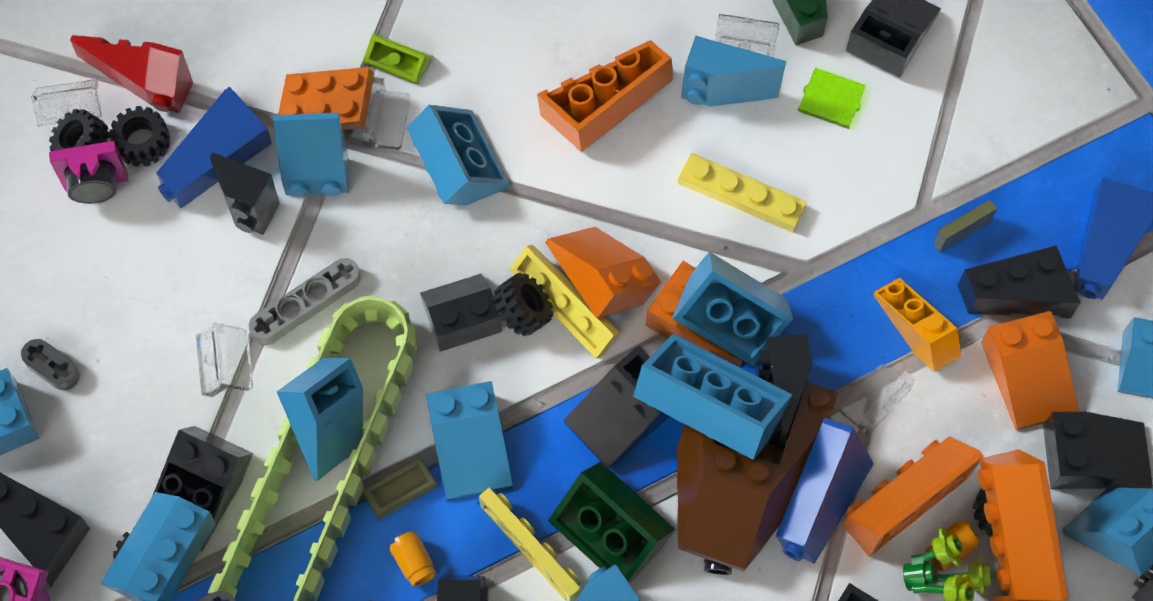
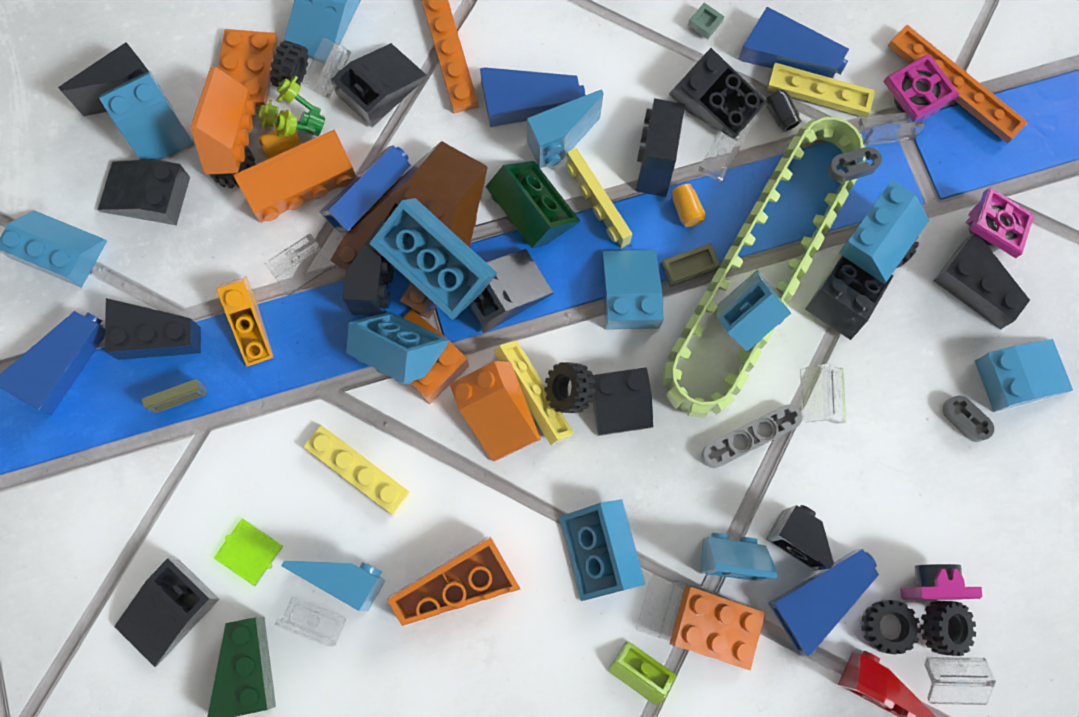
camera: 170 degrees left, 10 degrees up
(1030, 368) = (168, 265): orange slope -> none

